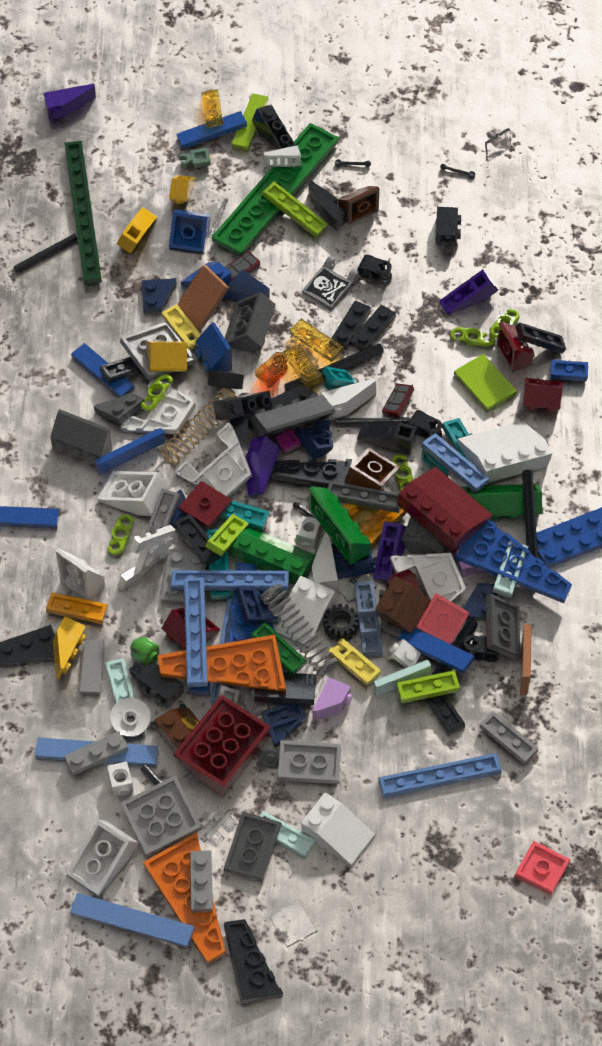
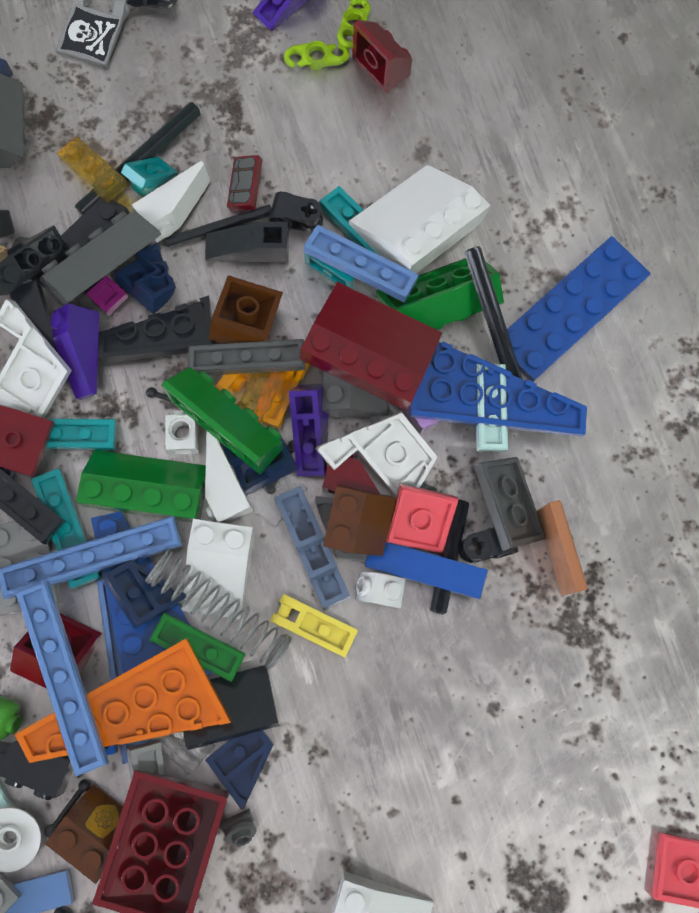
camera: 25 degrees left, 20 degrees up
(226, 535) = (61, 486): lime plate -> none
(272, 369) = (49, 188): clear orange piece -> none
(309, 762) = (301, 818): light grey plate -> none
(316, 340) = (99, 122): clear yellow plate -> none
(332, 699) = (302, 701): lavender slope -> none
(341, 612) = (268, 550): black tyre -> none
(351, 324) = (141, 85): black plate -> none
(373, 328) = (174, 80): black plate -> none
(390, 682) = (392, 630): light aqua tile -> none
(403, 467) = (299, 303): lime piece -> none
(428, 686) = (436, 638): lime plate -> none
(439, 775) = (494, 770): medium blue tile -> none
(445, 714) = (460, 655): black tile -> none
(477, 601) = (458, 469): dark blue wing -> none
(485, 382) = (356, 119): lime tile -> none
(508, 737) = (573, 676): light grey plate -> none
(540, 338) = (413, 30): black plate -> none
(542, 394) = (442, 115): dark red slope -> none
(569, 370) = (465, 68): blue plate -> none

